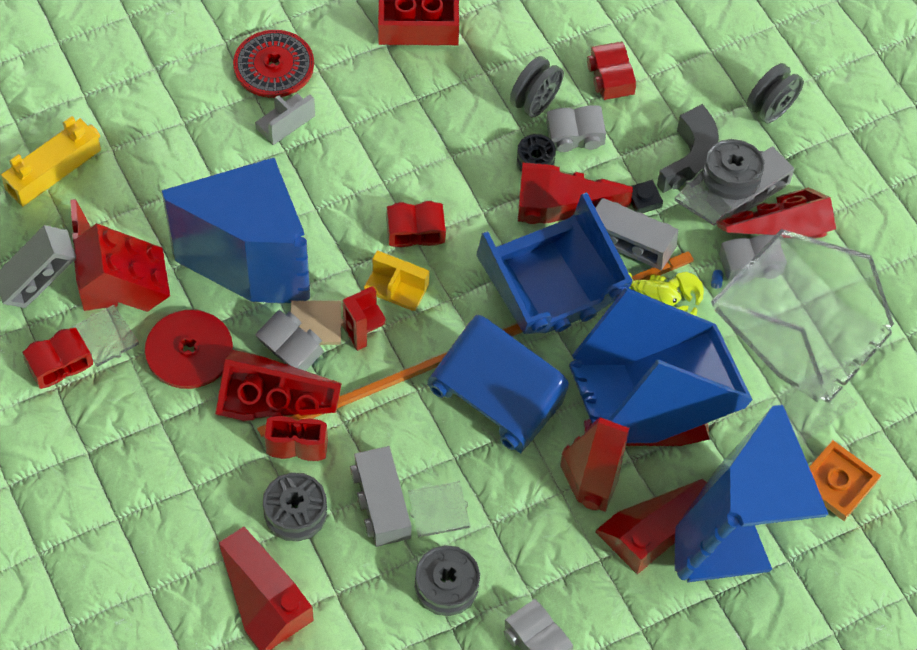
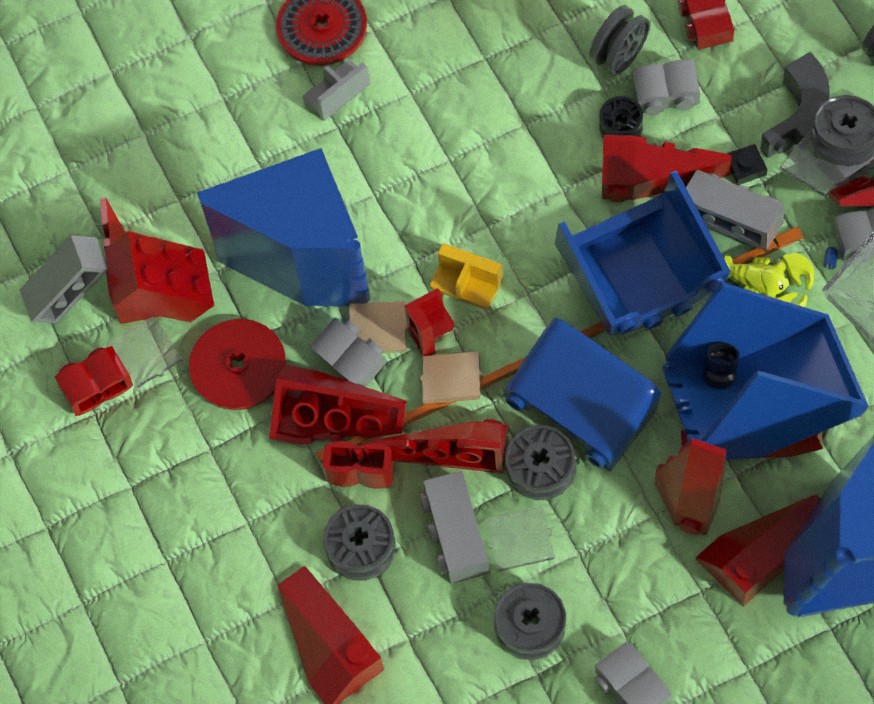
camera: 10 degrees right, 5 degrees up
(51, 161) = (78, 152): yellow brick -> none
(381, 367) = (451, 377): none -> tan piece
(391, 425) = (459, 446): none -> red wedge
(415, 224) = (486, 208): red brick -> none
(459, 427) = (544, 480): none -> dark grey wheel
(621, 363) = (721, 365): none -> black wheel

